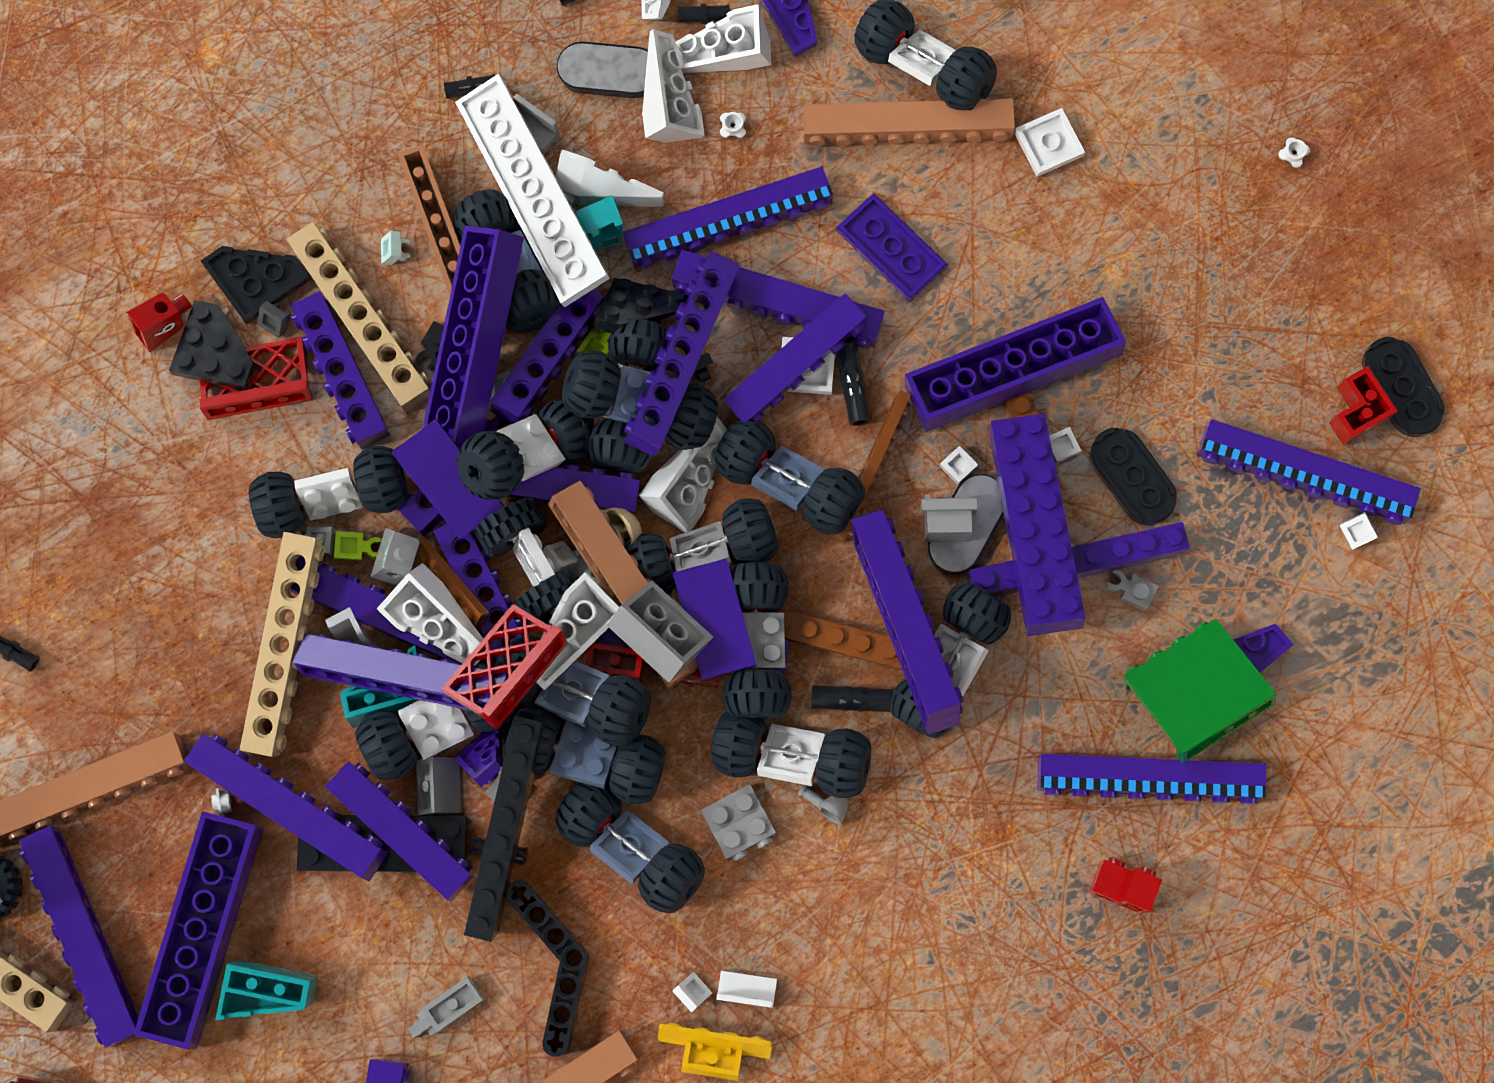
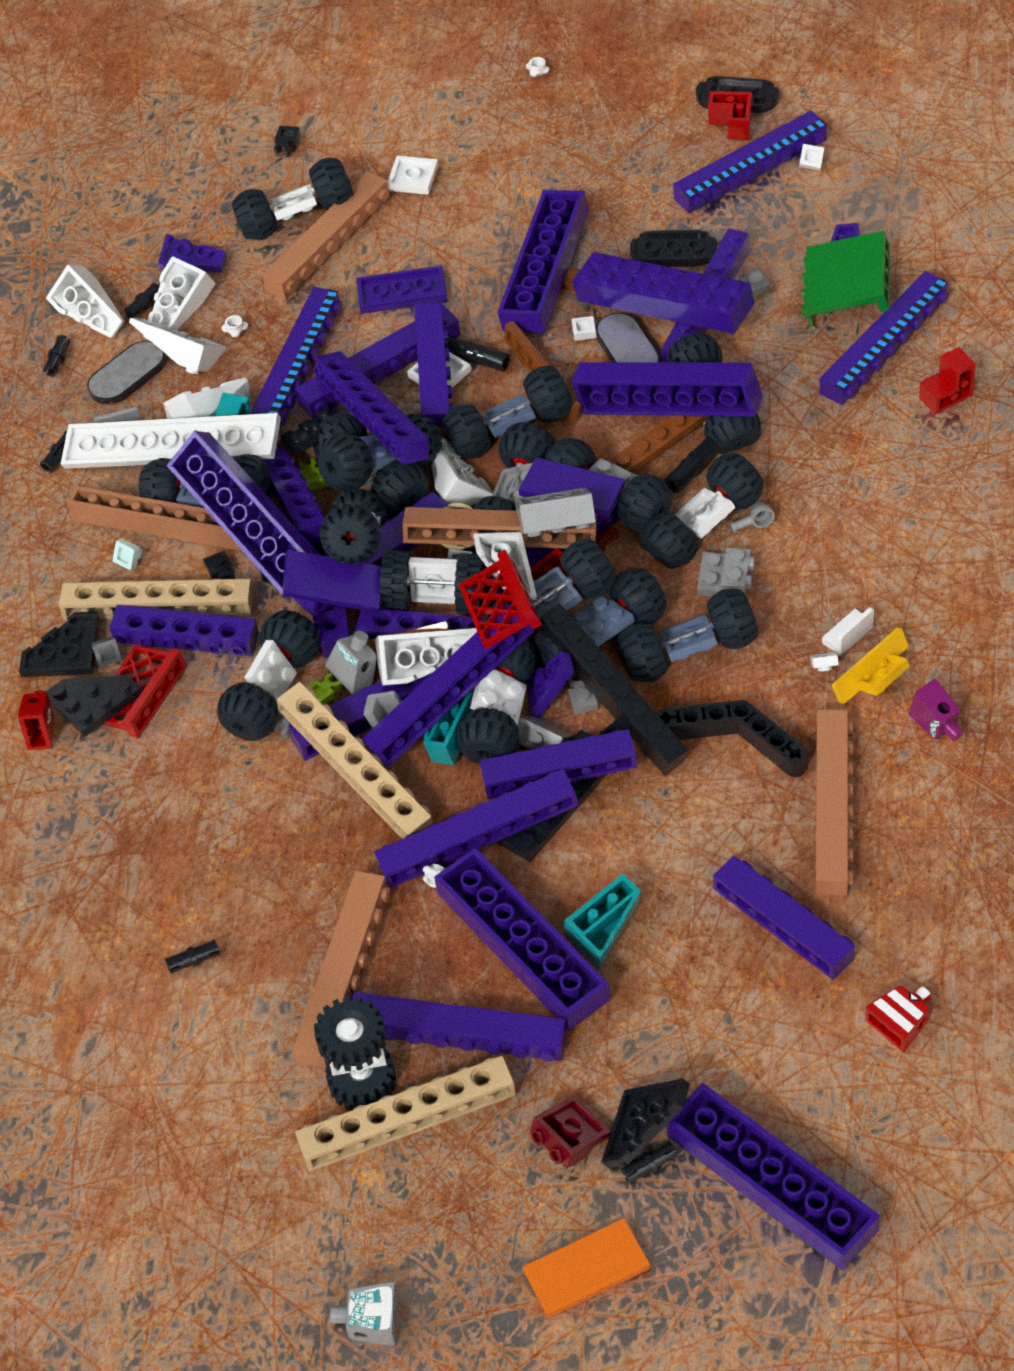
camera: 50 degrees left, 25 degrees down
(447, 1008) = (713, 816): light grey hinge -> none
(948, 518) = (616, 339): light grey plate -> none

